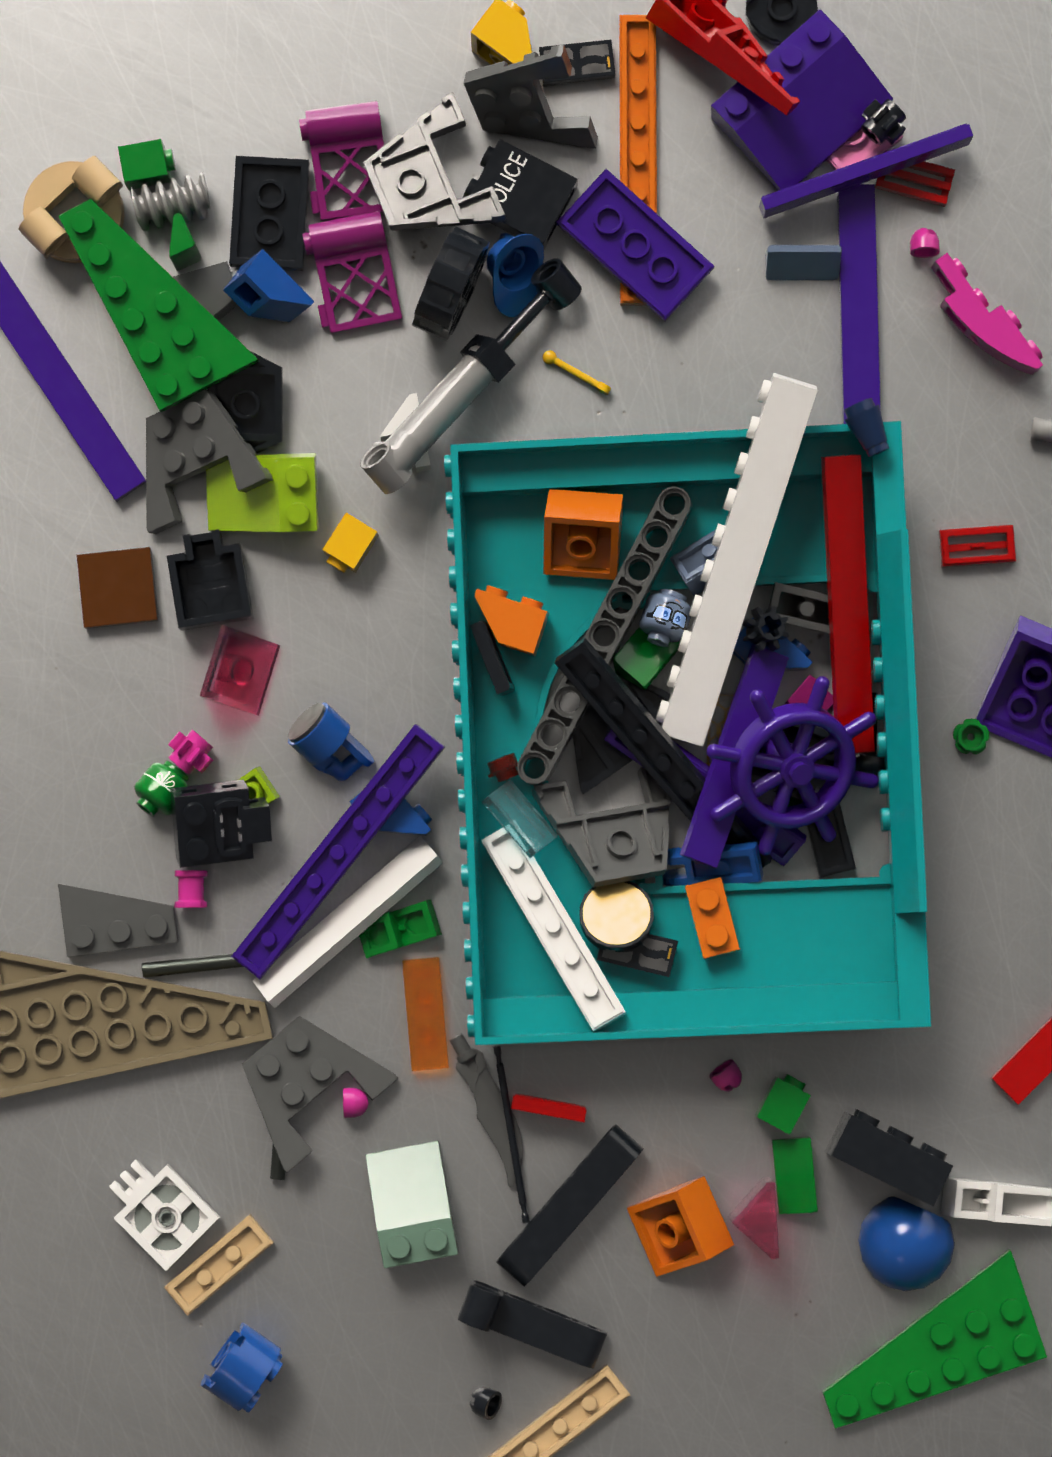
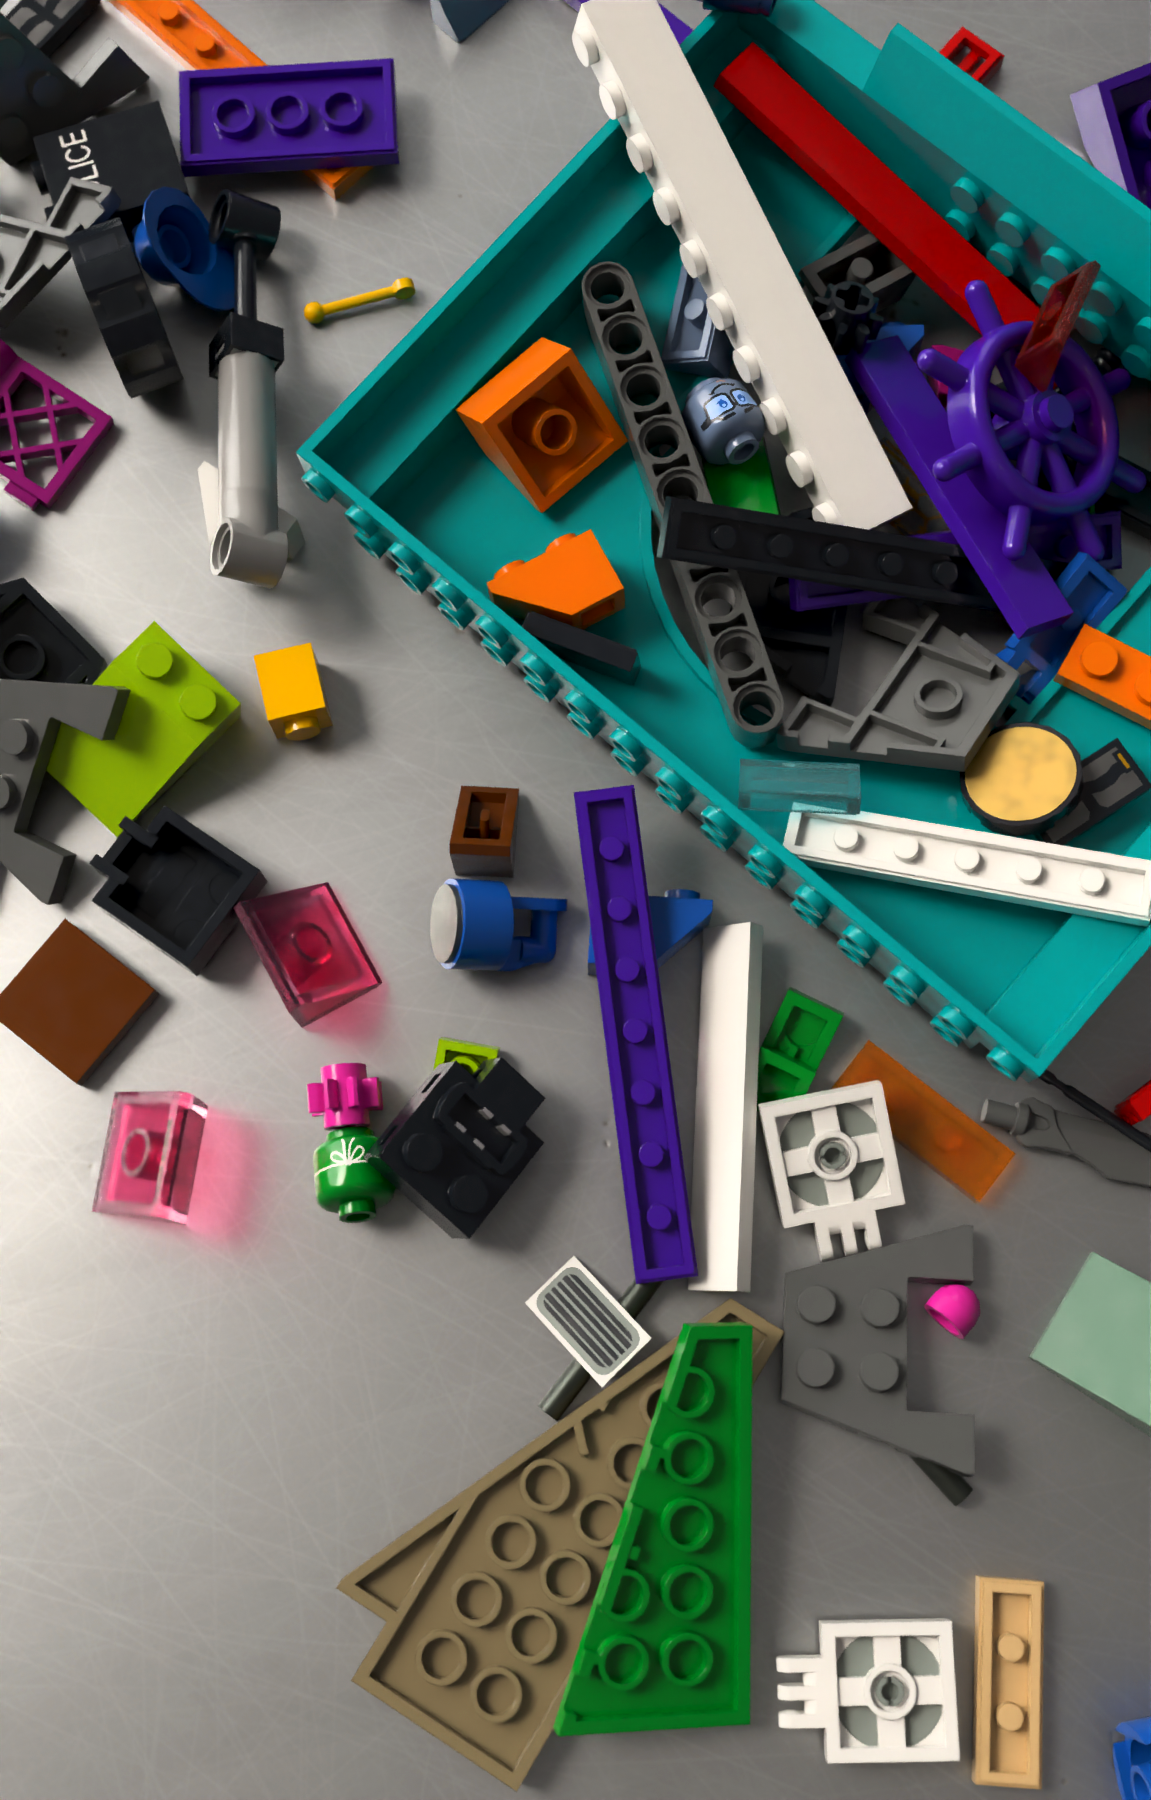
camera: 45 degrees left, 10 degrees down
(83, 692) = (150, 1156): none -> clear pink slope
(113, 922) = (453, 1394): dark grey wing -> none
(123, 1090) = (675, 1592): none -> green wing
(191, 889) = (506, 1255): dark pink bush -> none
(197, 950) = (588, 1321): none -> sticker
(366, 991) = (833, 1163): none -> white piece
(372, 693) = (485, 831): none -> reddish brown slope
(503, 767) = (720, 753): clear red plate -> none
(838, 735) = (1055, 325): none -> clear red slope

